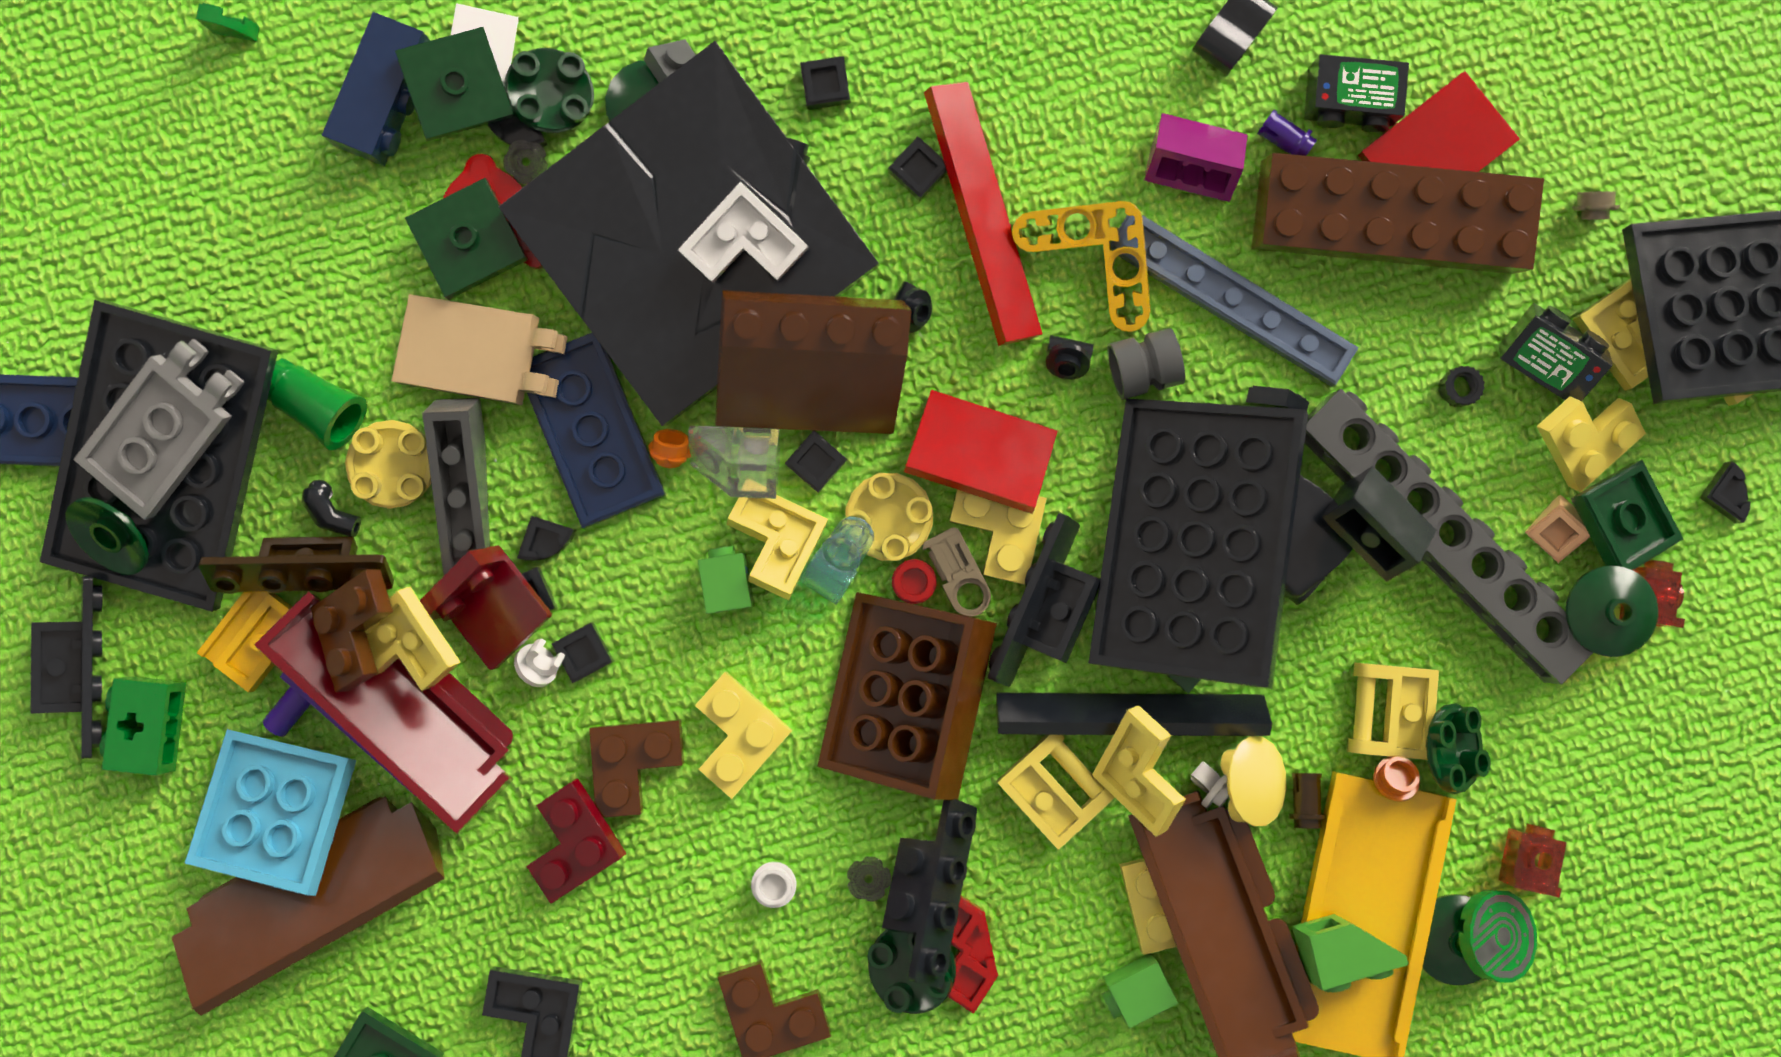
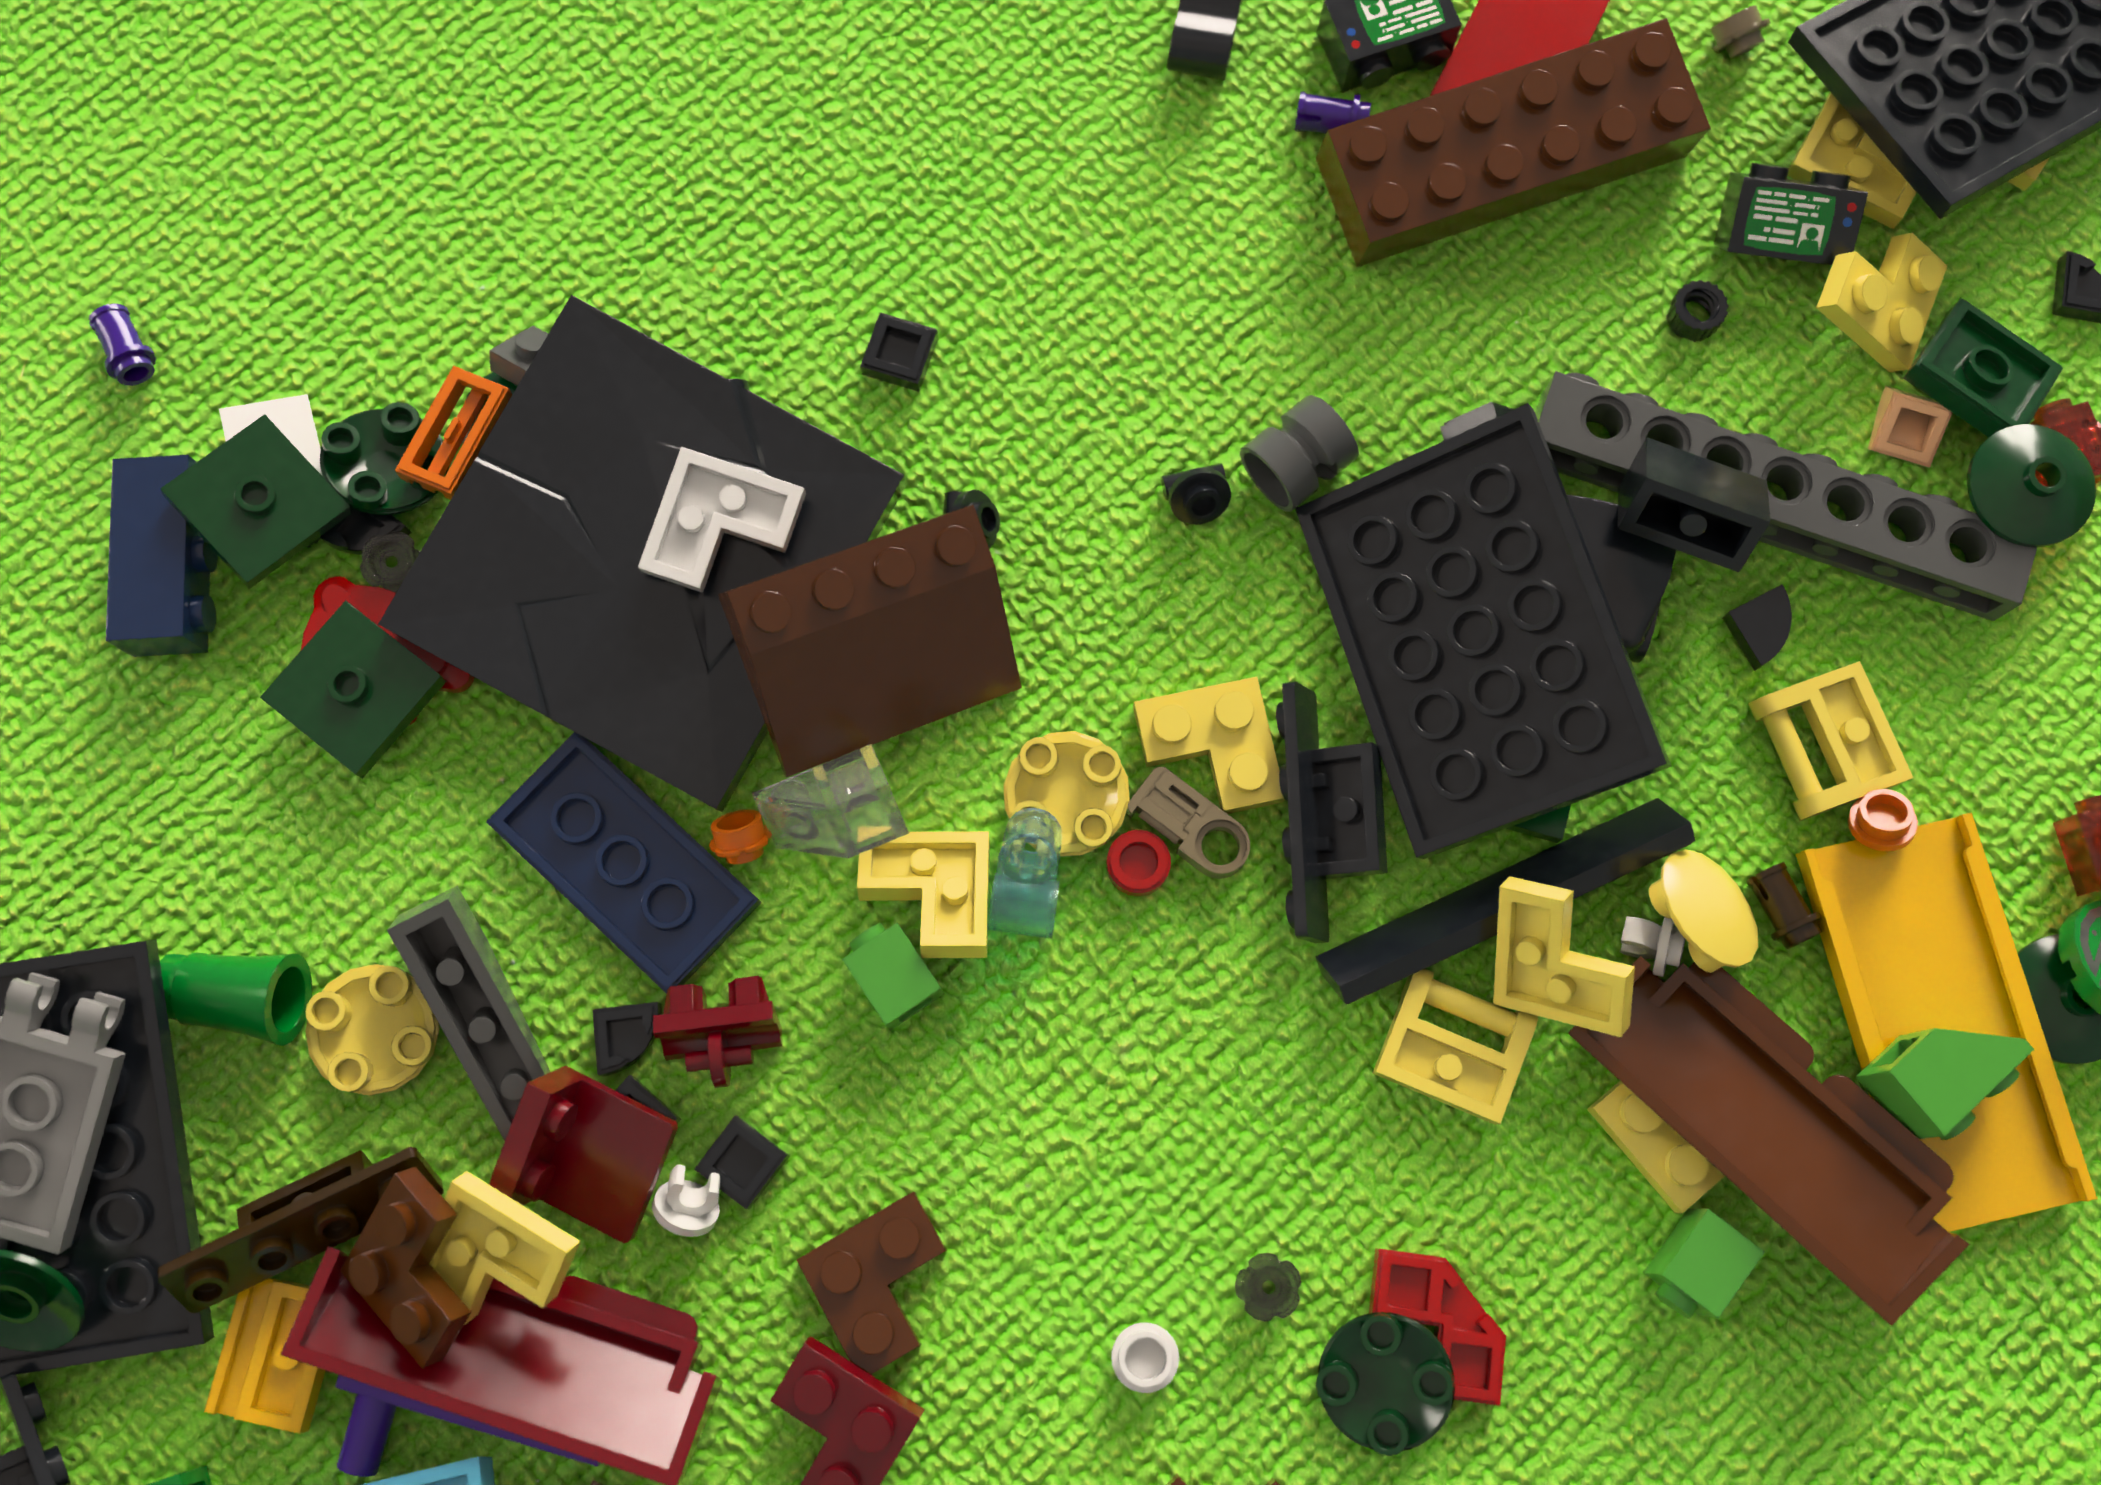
camera: 20 degrees left, 10 degrees down
(324, 515) = (307, 1138): black arm -> none
(473, 350) = (424, 828): tan tile -> none
(602, 571) = (718, 1035): none -> dark red hips
(613, 107) = (432, 479): none -> orange tile
(751, 732) = (1021, 1168): light yellow plate -> none
(816, 461) = (938, 768): black tile -> none
(825, 83) = (734, 302): black tile -> none
(907, 696) = (1201, 1013): reddish brown slope -> none
(929, 889) = (1357, 1261): black bracket -> none
(981, 451) = (1145, 655): tile -> none
(983, 213) = (1007, 368): tile -> none
(1099, 234) = (1164, 325): yellow beam -> none
(1196, 157) = (1236, 187): magenta brick -> none
(1240, 302) = (1364, 333): sand blue tile -> none
(1390, 616) = (1761, 625): none -> black tile
(1456, 748) = (1935, 747): dark green dish -> none

